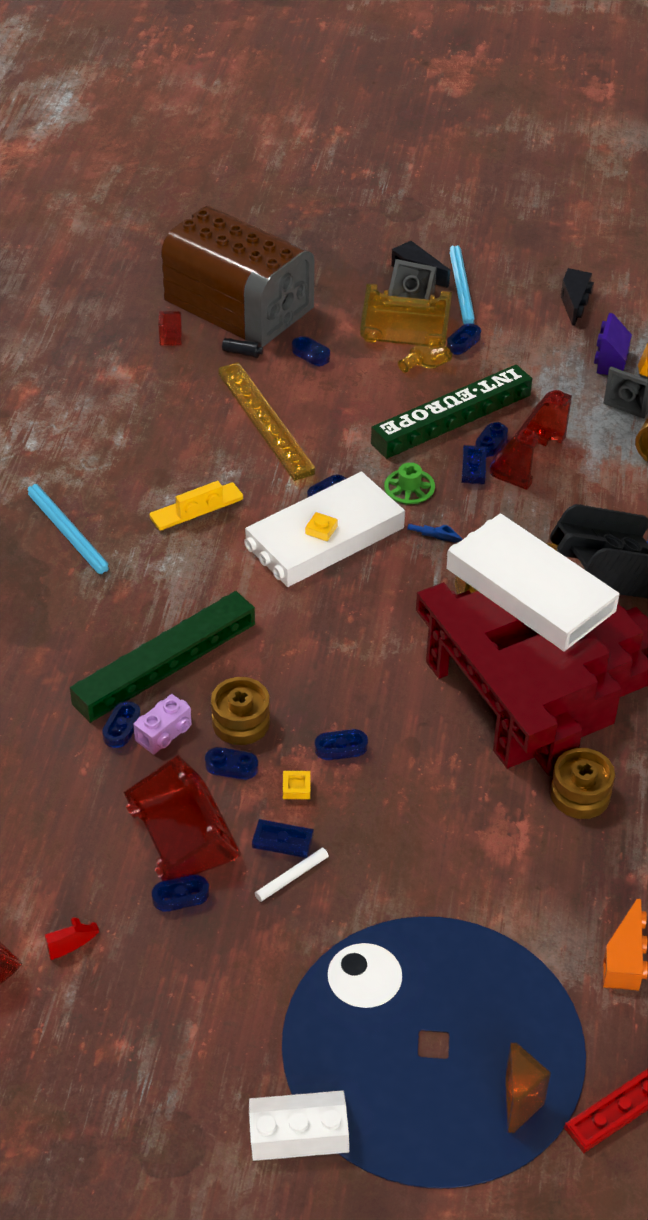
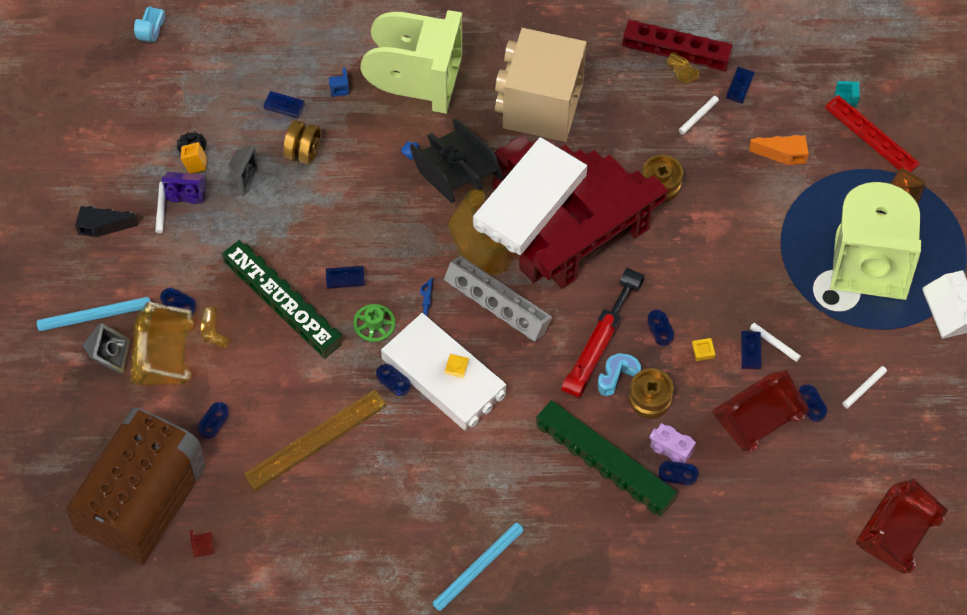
camera: 100 degrees left, 15 degrees up
(70, 938) = (867, 458): red slope -> none
(191, 970) = (864, 387): none -> white bar
(196, 503) = (434, 471): yellow bracket -> none
(231, 763) = (691, 394): clear blue plate -> none
(242, 347) = (216, 475): black piece -> none
(283, 681) = (614, 366): none -> medium azure animal
(356, 687) = (606, 328): none -> red piece
(401, 589) = (497, 298): none -> light grey brick
(413, 253) = (69, 352): black slope -> none
(424, 1009) = (875, 249): none -> yellowish green piece
(493, 438) = (306, 270): clear blue plate -> none
(544, 423) = (317, 239): clear red windscreen -> none
(581, 338) = (160, 209): none -> white bar

